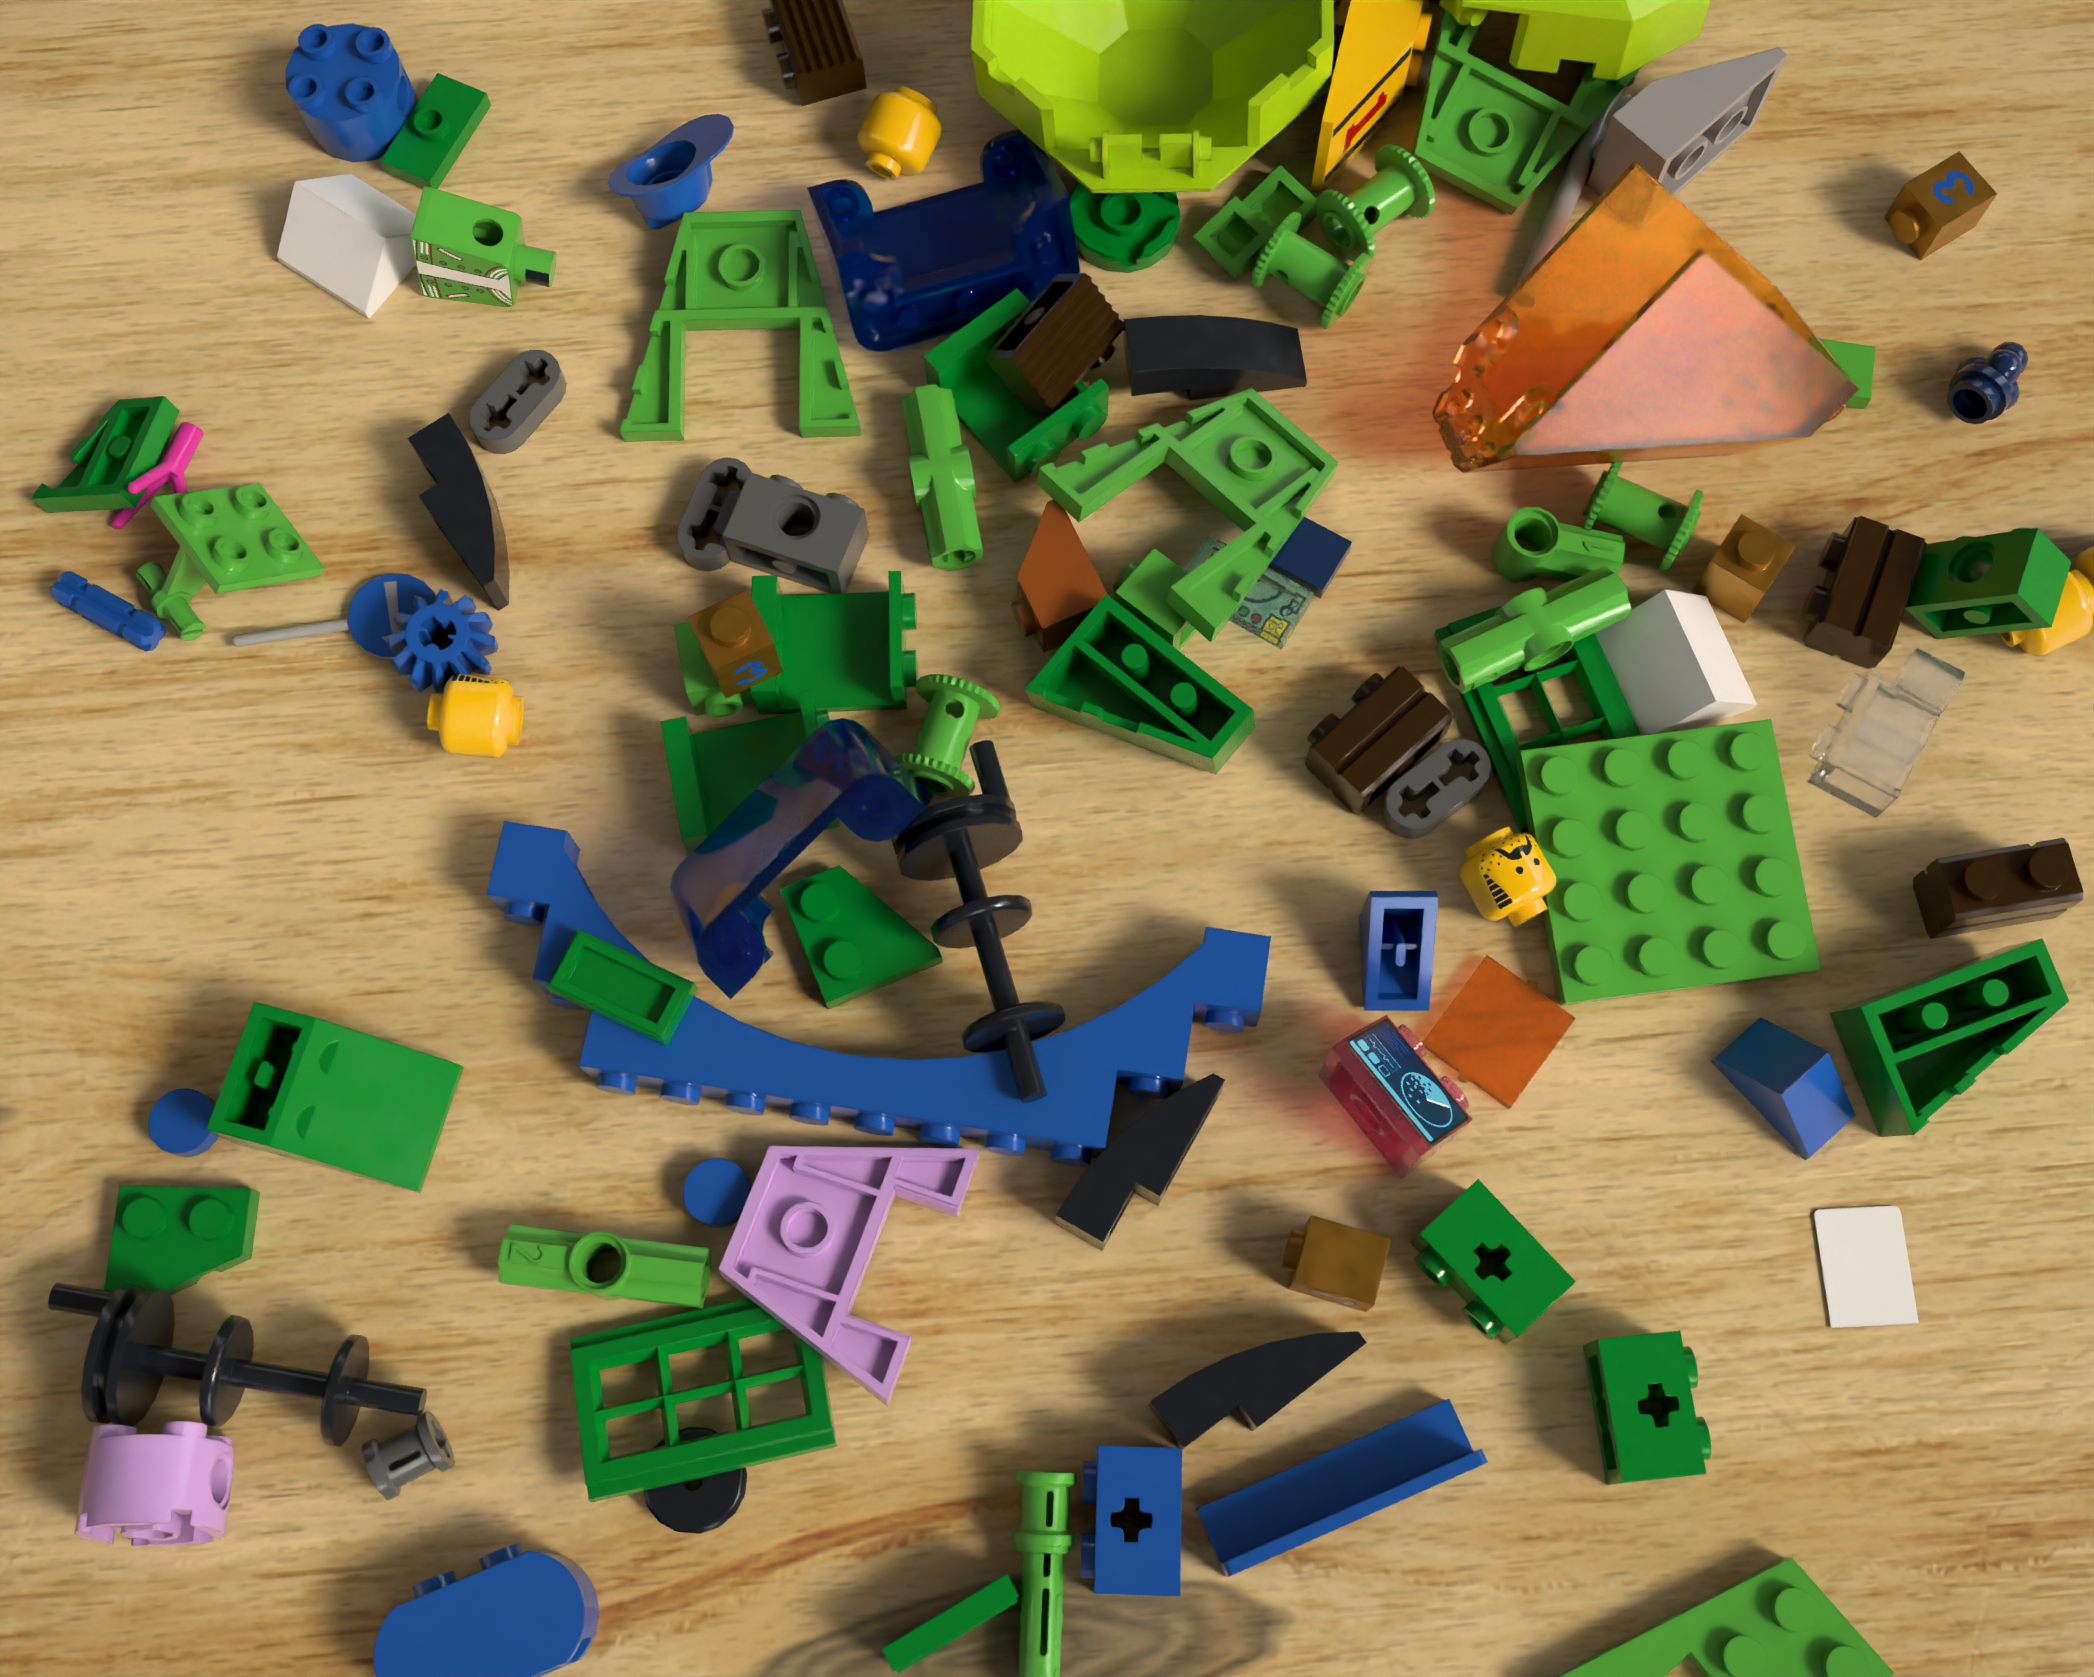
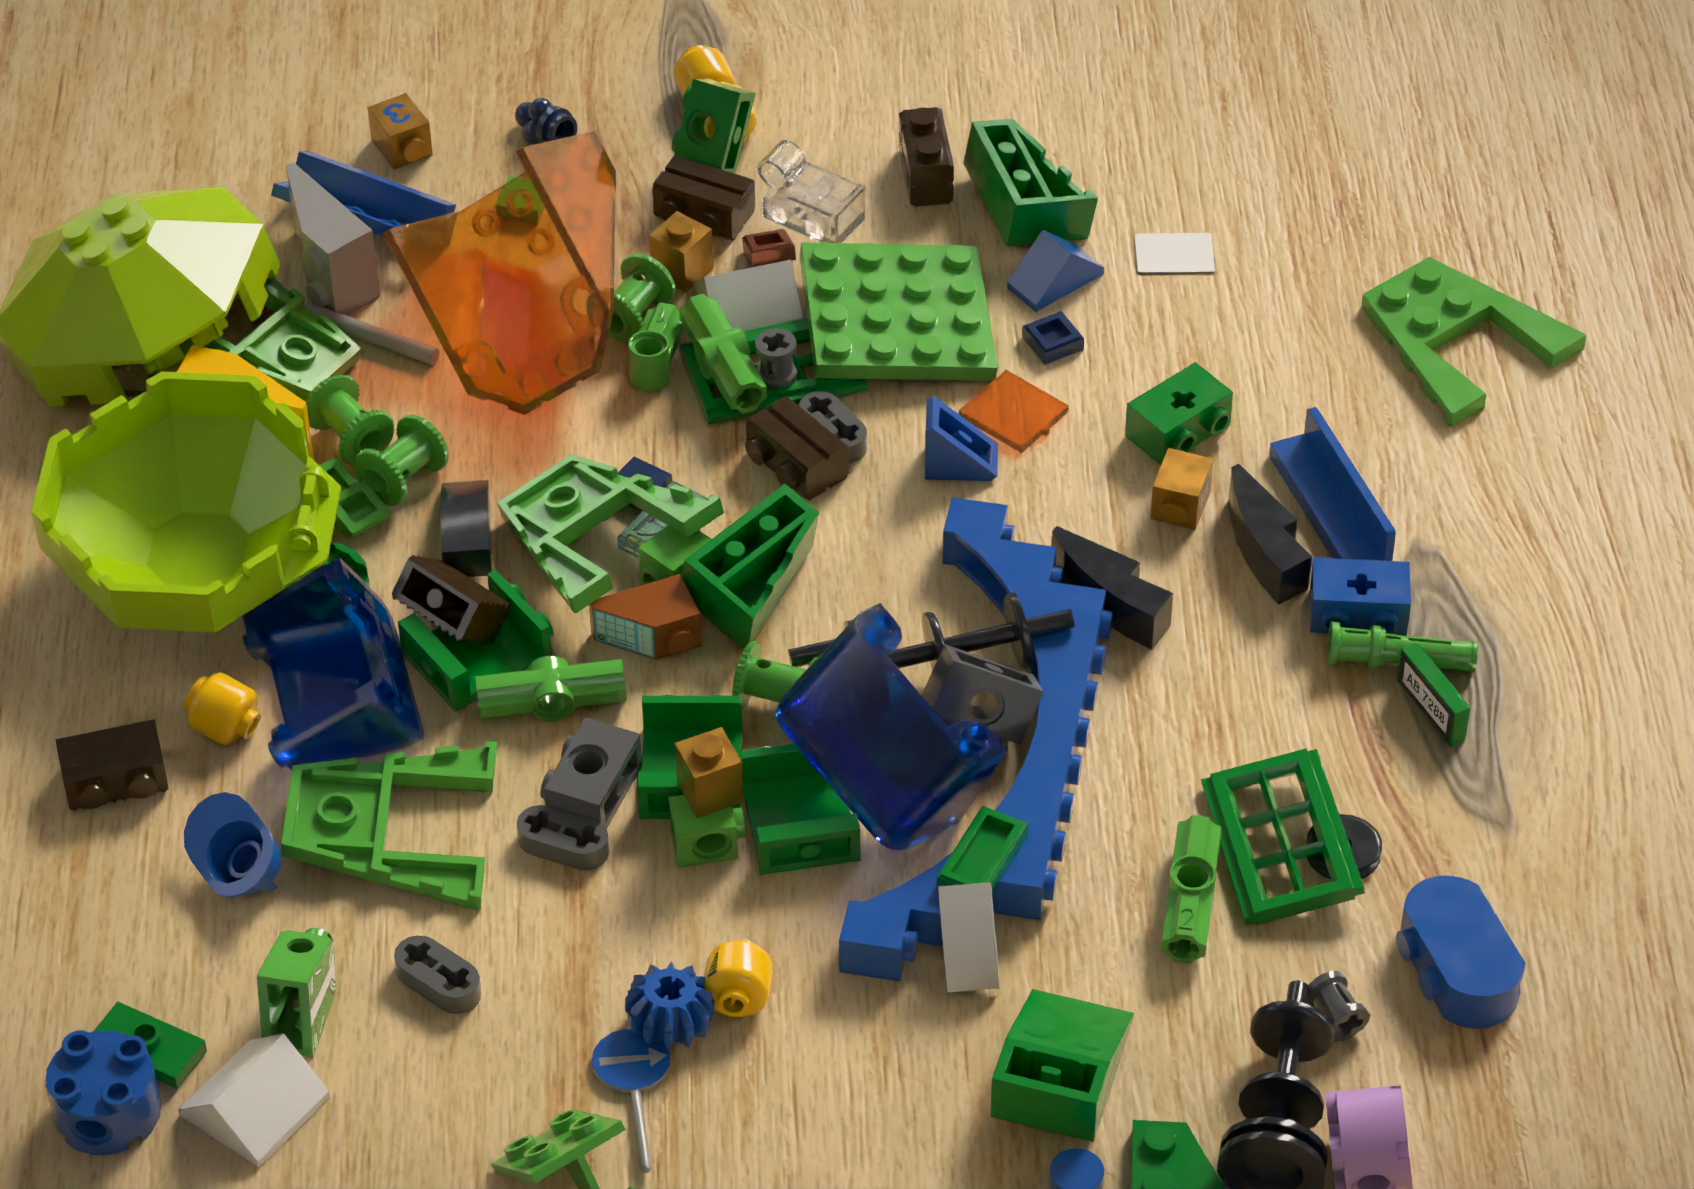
camera: 90 degrees left, 25 degrees down
(464, 505) = (544, 996): black slope -> none
(509, 974) = (969, 937): none -> white slope
(716, 1192) = (1132, 833): blue tile -> none
(813, 1236) = (1169, 766): lavender wing -> none
(899, 982) = (963, 675): none -> dark grey brick
(1395, 1093) = (1068, 451): slope -> none
(1507, 876) = (905, 385): yellow head -> none
(1533, 678) = (776, 358): none -> dark grey bush
(1636, 1444) = (1273, 349): green brick -> none
(1650, 1084) = (1053, 337): none -> dark blue tile
(1779, 686) = (768, 247): none -> copper tile
(1797, 187) = (369, 197): none -> blue fence

